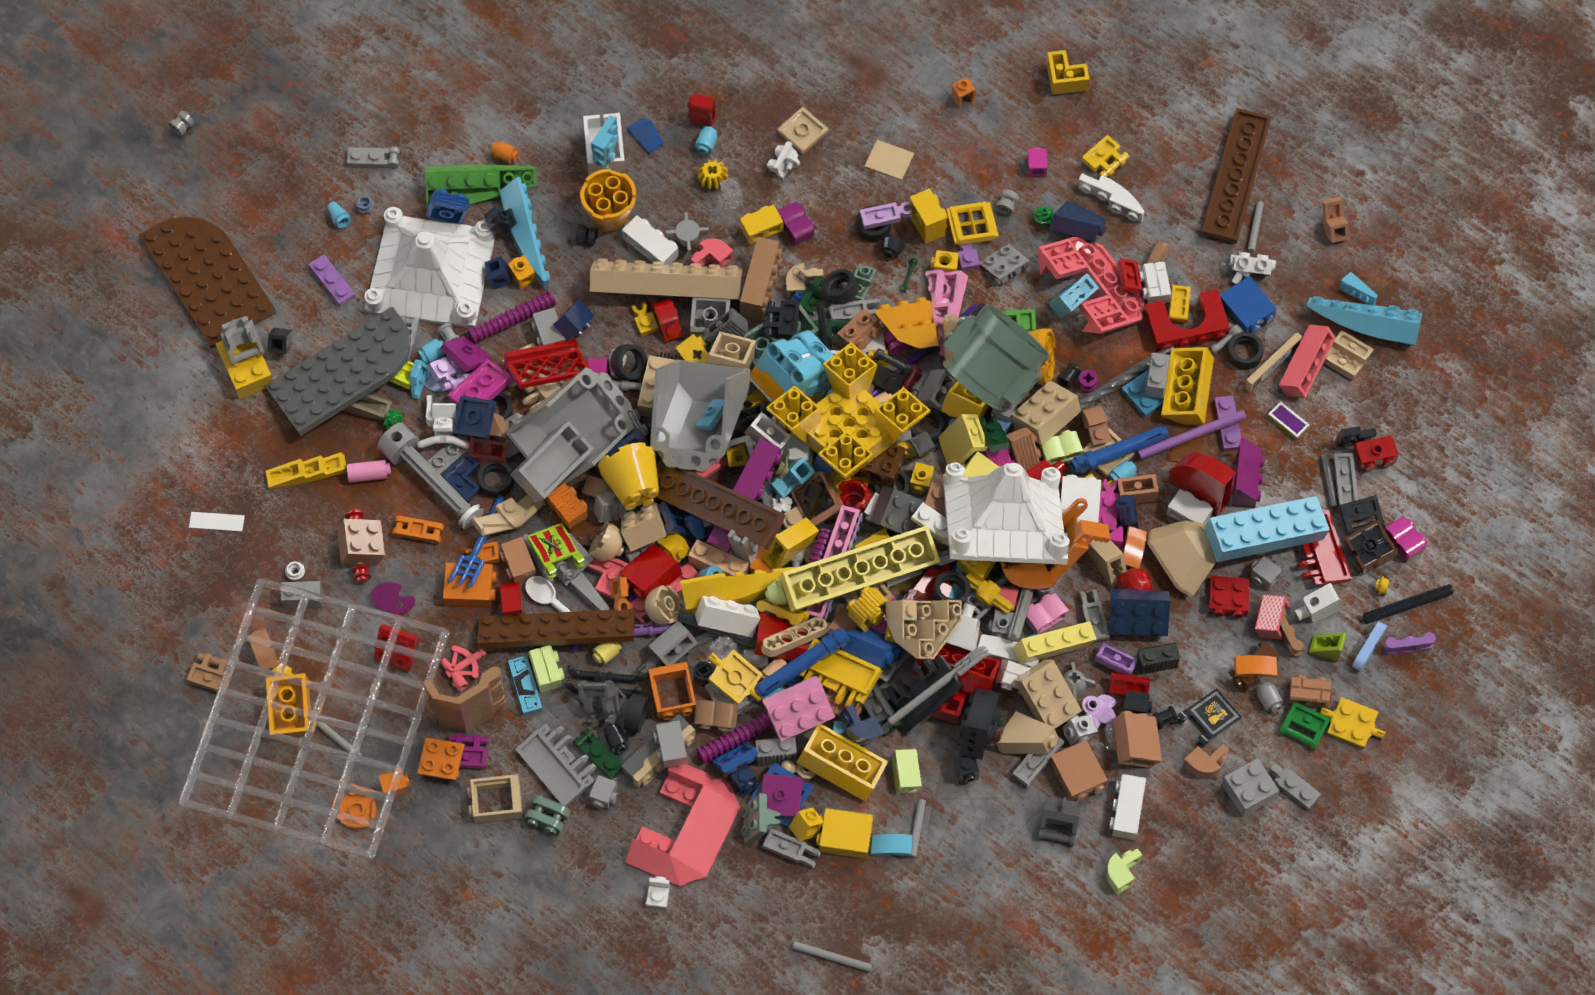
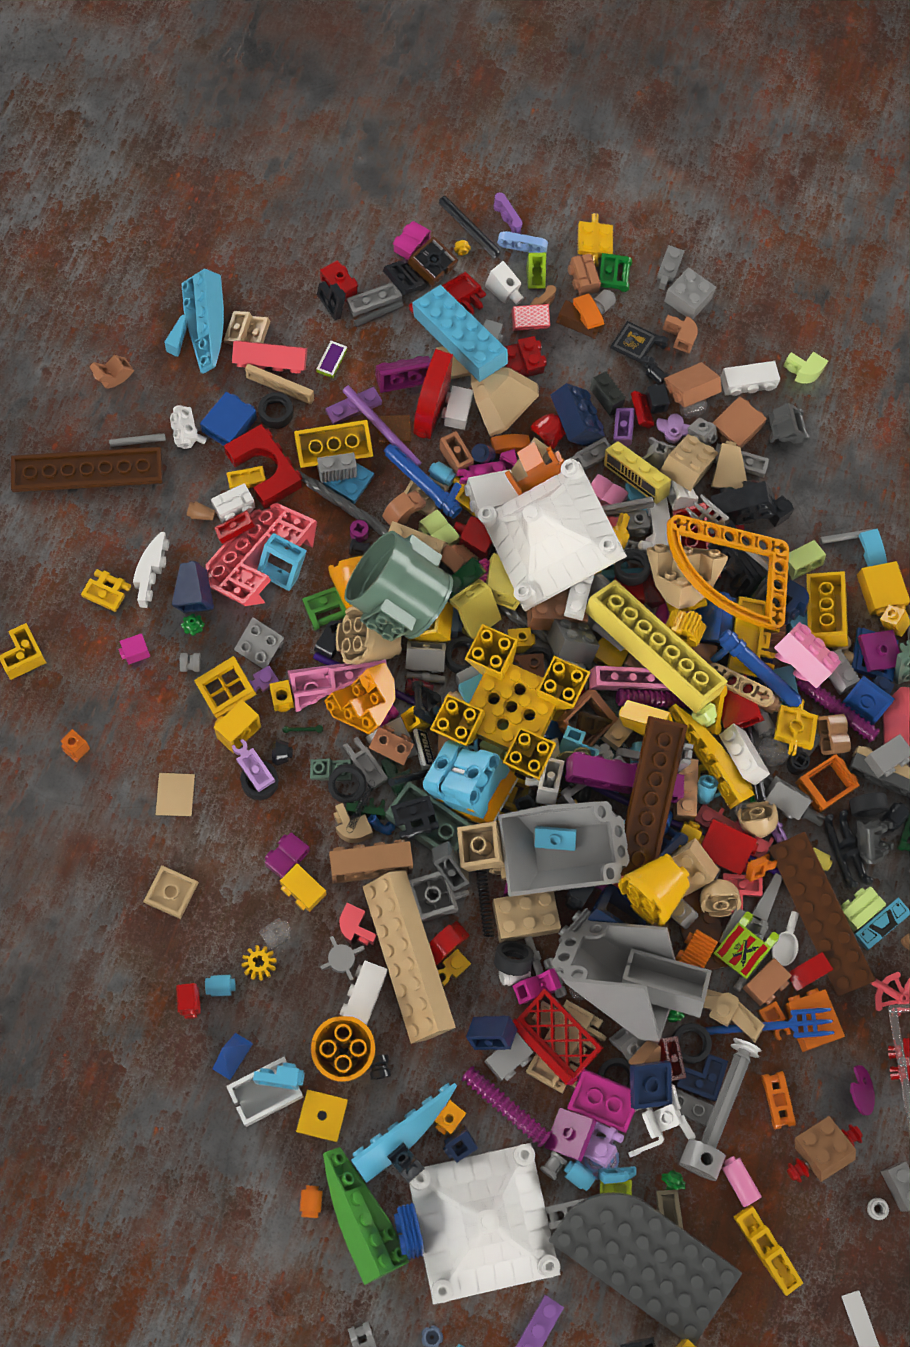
camera: 120 degrees left, 5 degrees up
(566, 183) = (322, 1116): none -> yellow tile
(691, 346) = (482, 890): yellow brick -> none
(786, 160) = (206, 895): white hips -> none
(931, 676) = (714, 596): none -> light orange beam
(1234, 329) = (259, 420): light grey piece -> none

